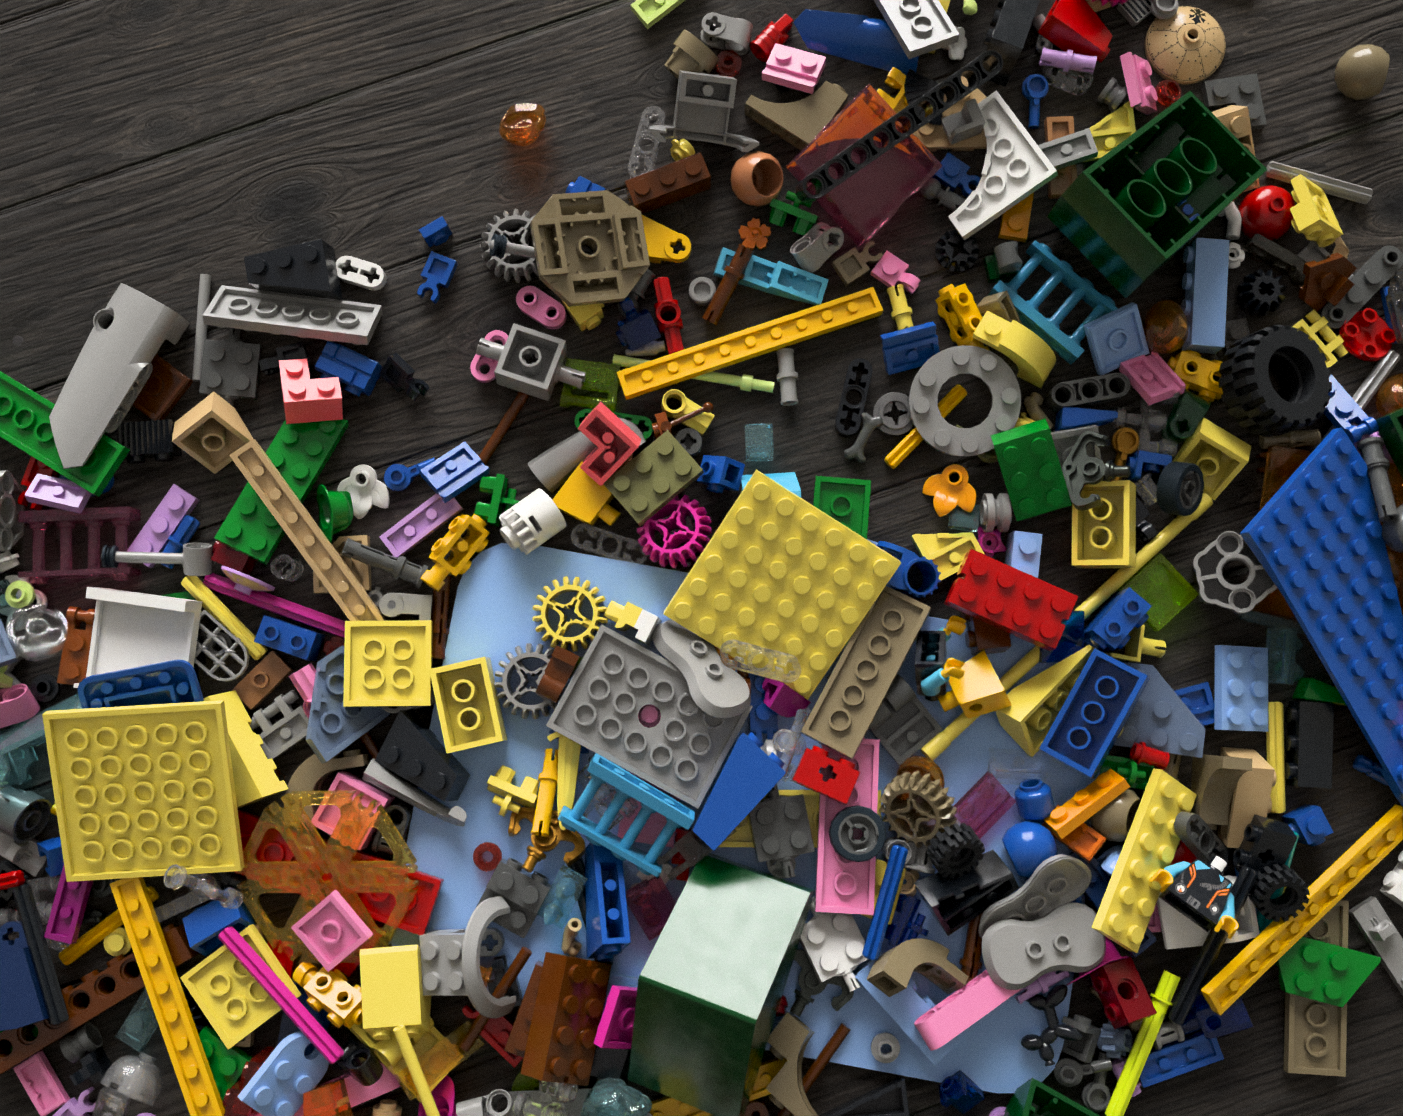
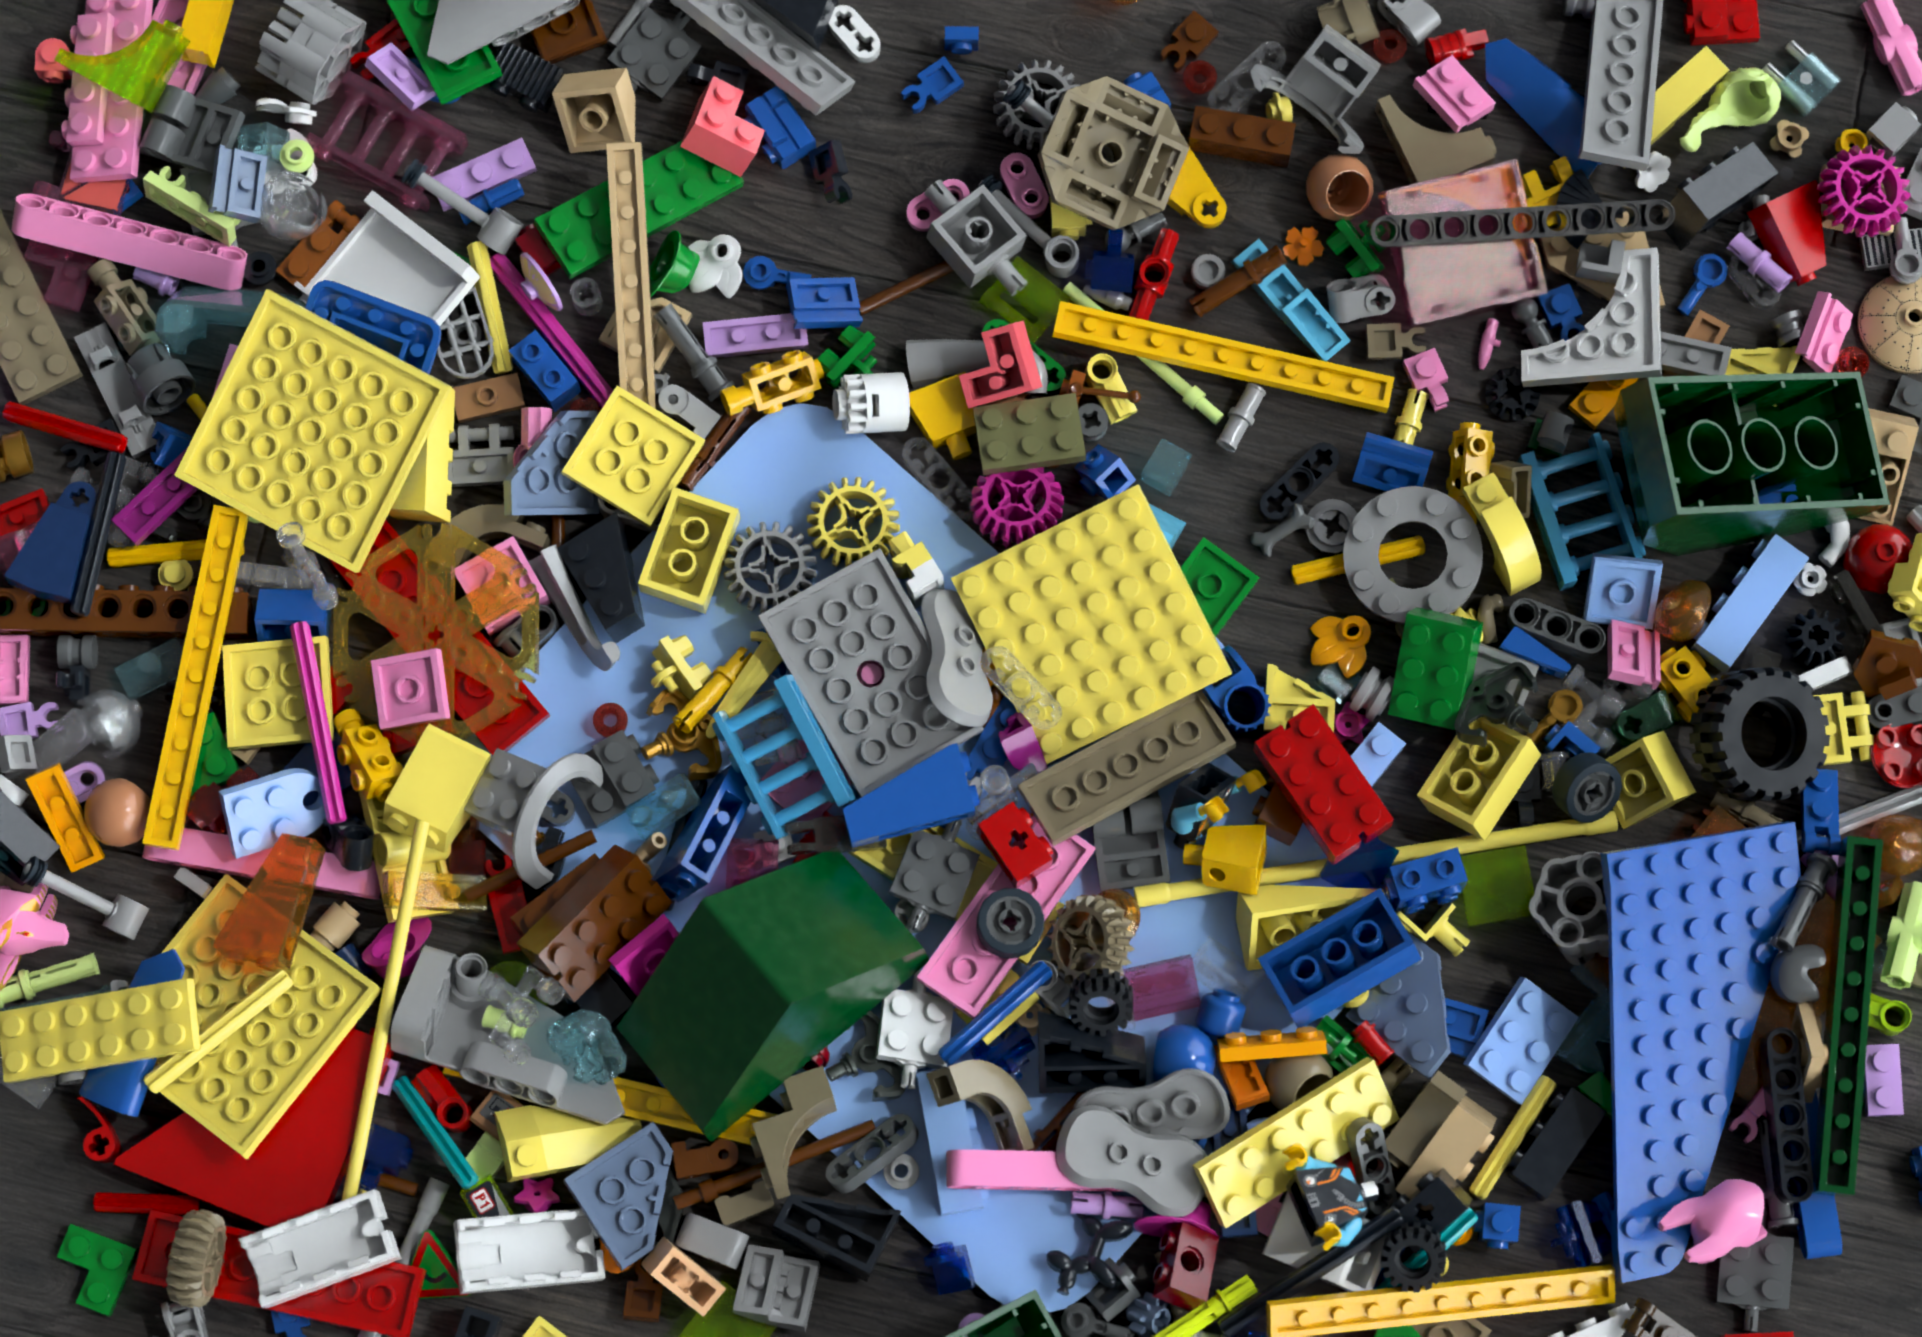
camera: 30 degrees right, 5 degrees down
(446, 1014) = (468, 854): none -> clear red plate
(558, 674) = (803, 571): reddish brown leg -> none
(572, 335) = (1050, 245): none -> light grey piece
(591, 137) = (1191, 38): none -> reddish brown plate
(610, 154) = (1203, 68): none -> clear red plate
(858, 1072) = (869, 1168): none -> dark grey beam
(919, 225) = (1487, 342): none -> bright pink helmet
(1285, 311) = (1827, 673): none -> white beam
(1363, 799) = (1577, 1236): none -> clear blue hips

